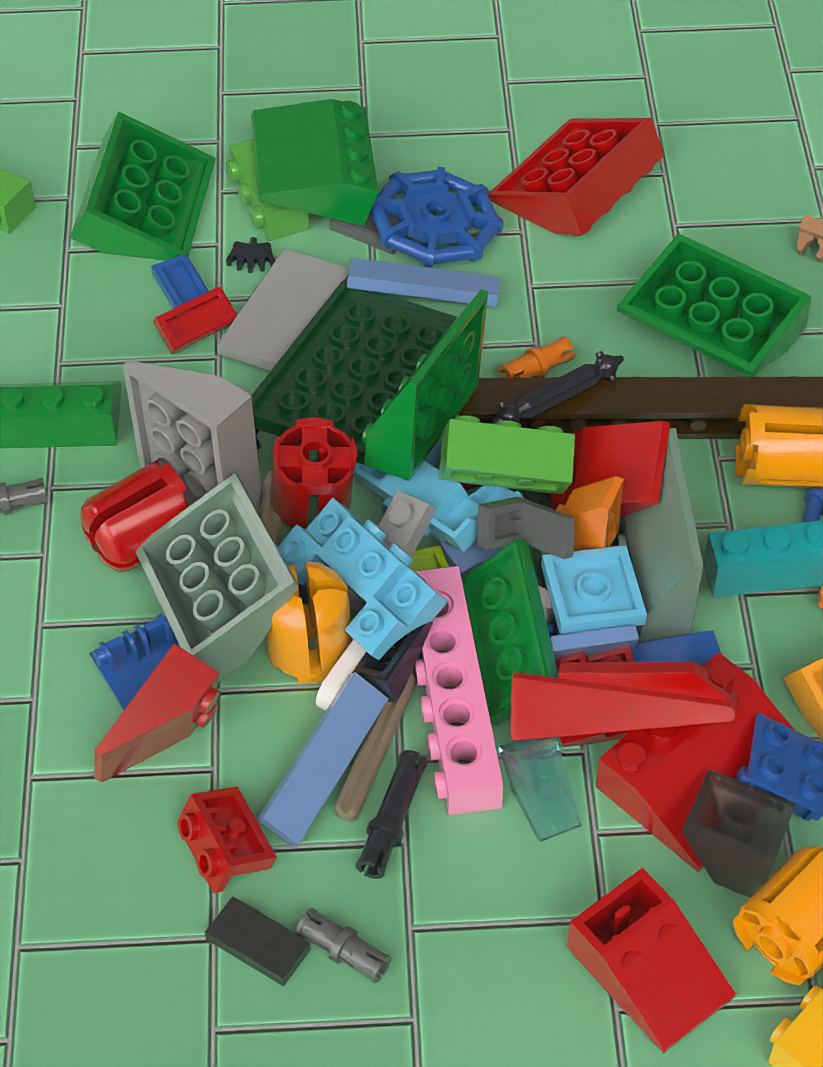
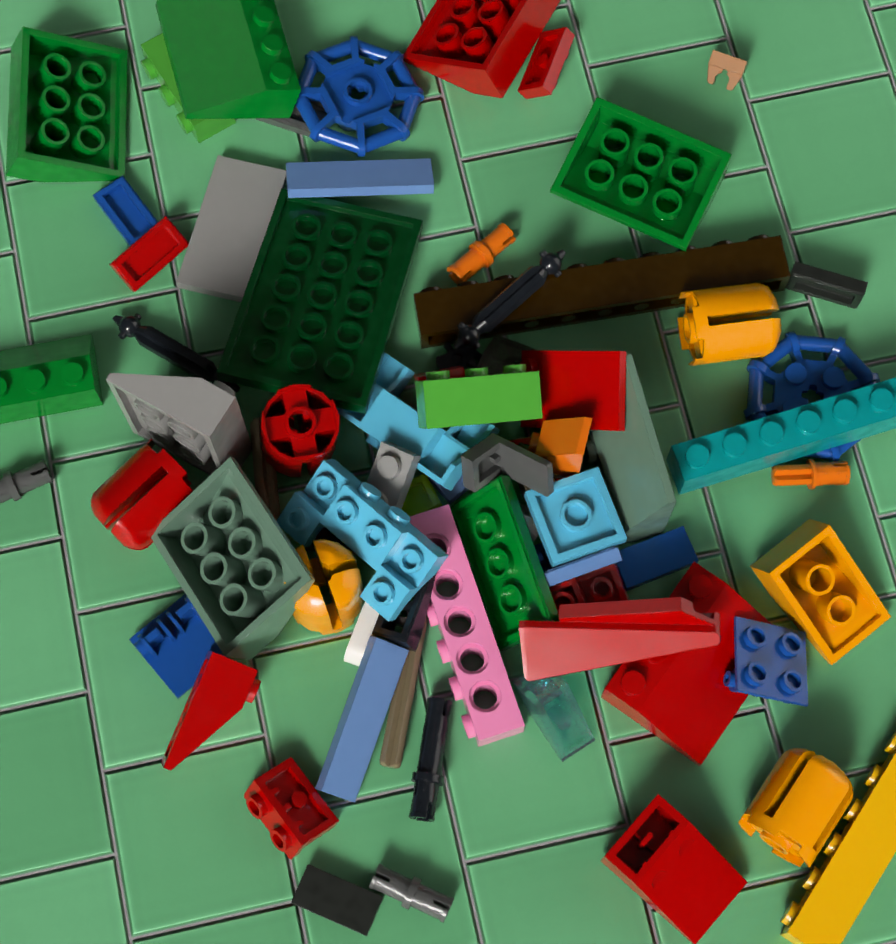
camera: 10 degrees left, 20 degrees up
(251, 254) = (187, 163): black piece -> none
(429, 397) = (391, 338): green slope -> none
(632, 212) = (546, 63): none -> red plate
(736, 831) = (732, 735): clear smoke slope -> none

